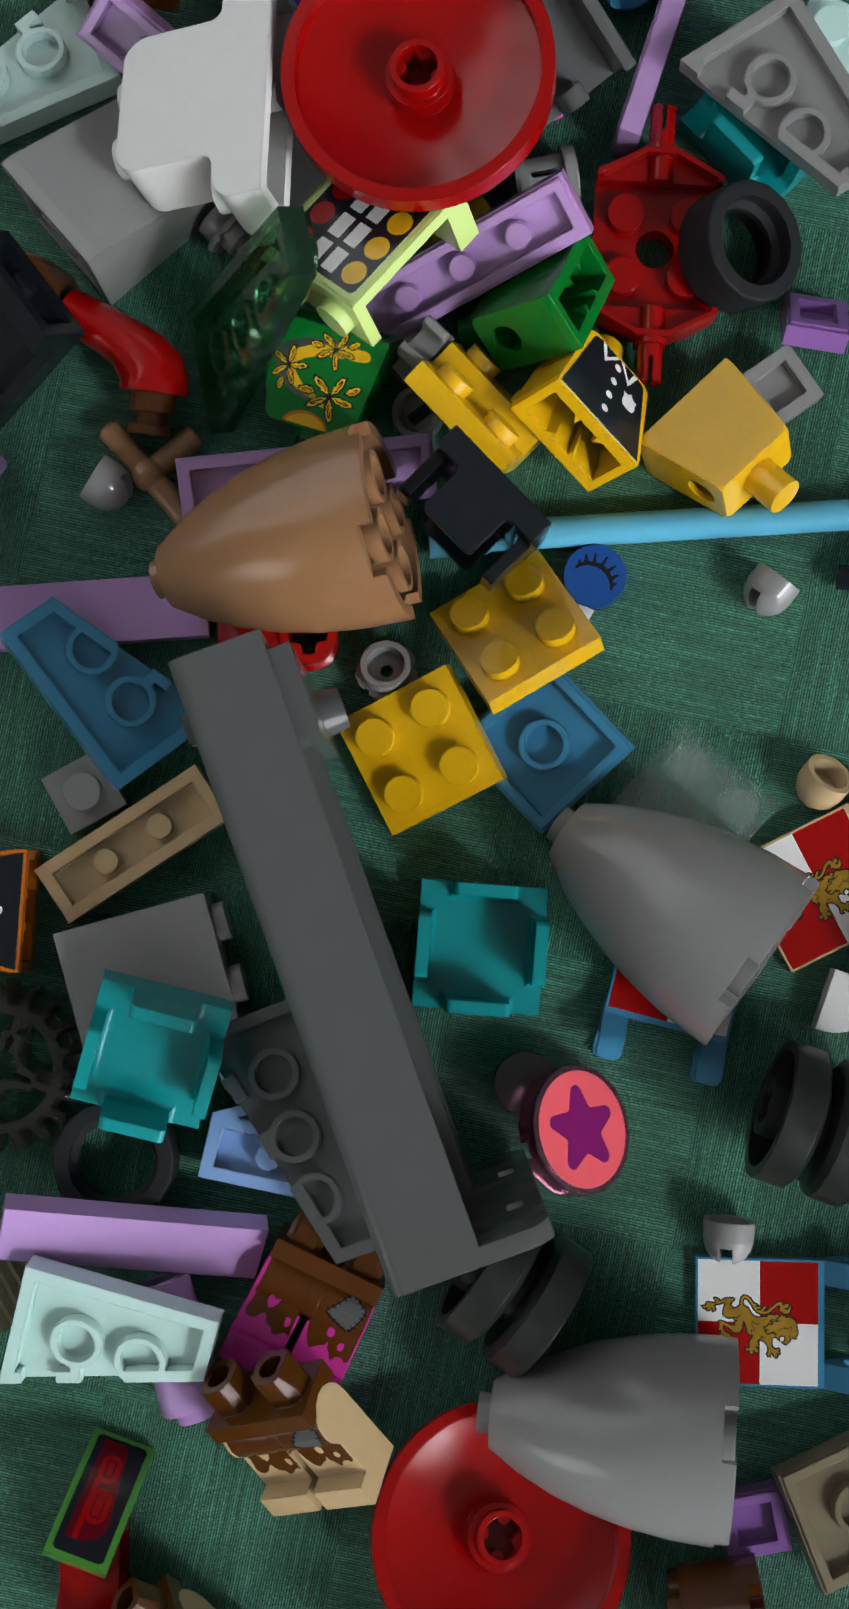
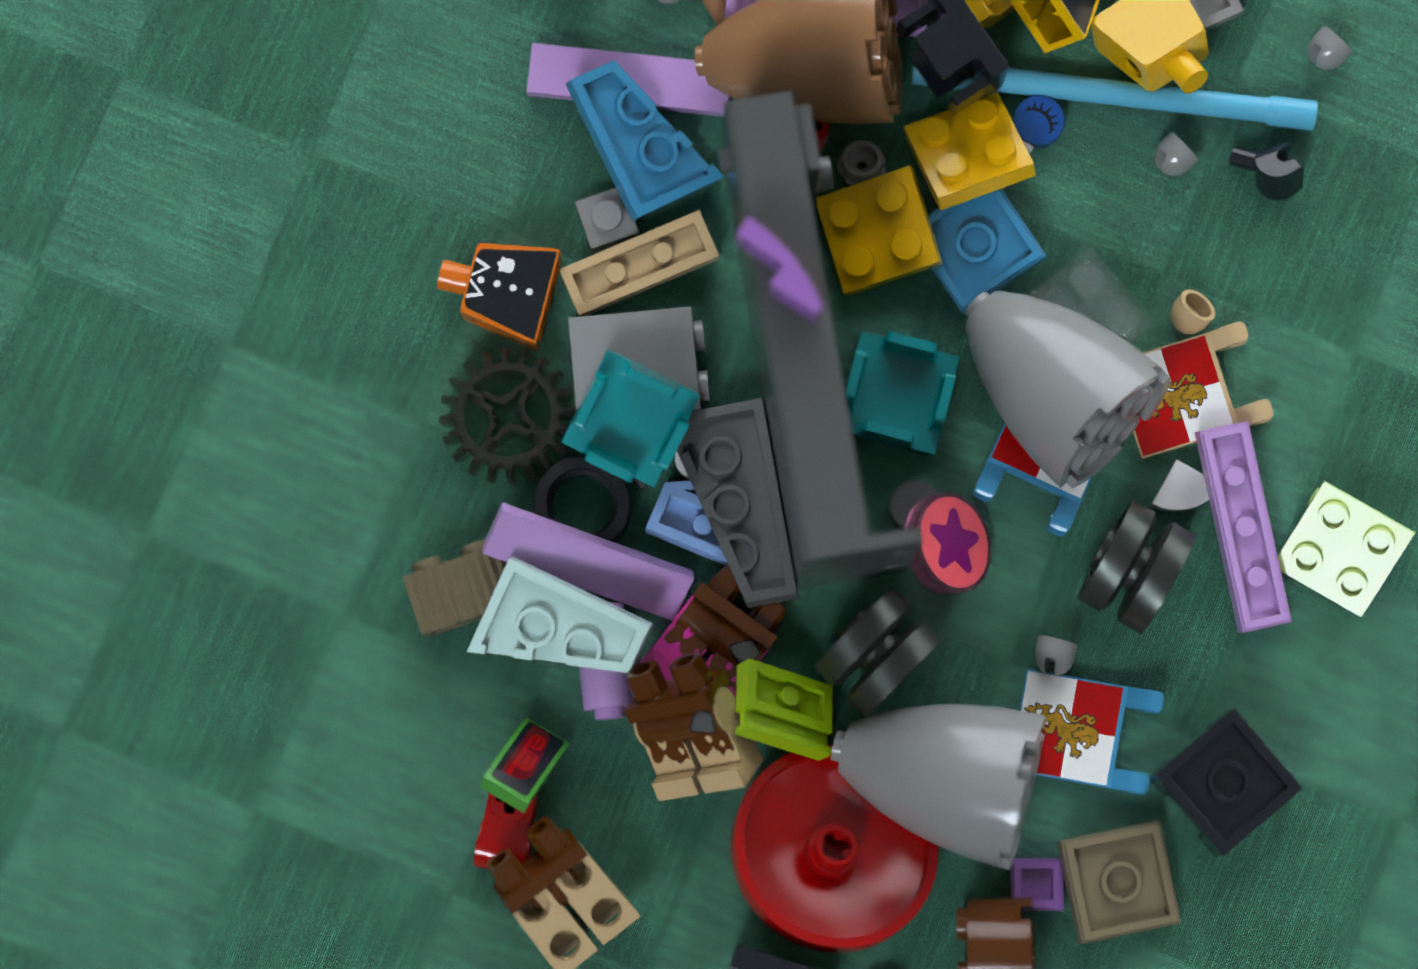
camera: 15 degrees right, 5 degrees down
(302, 913) = (791, 282): none -> medium lavender slope
(406, 1383) = (784, 709): none -> lime plate

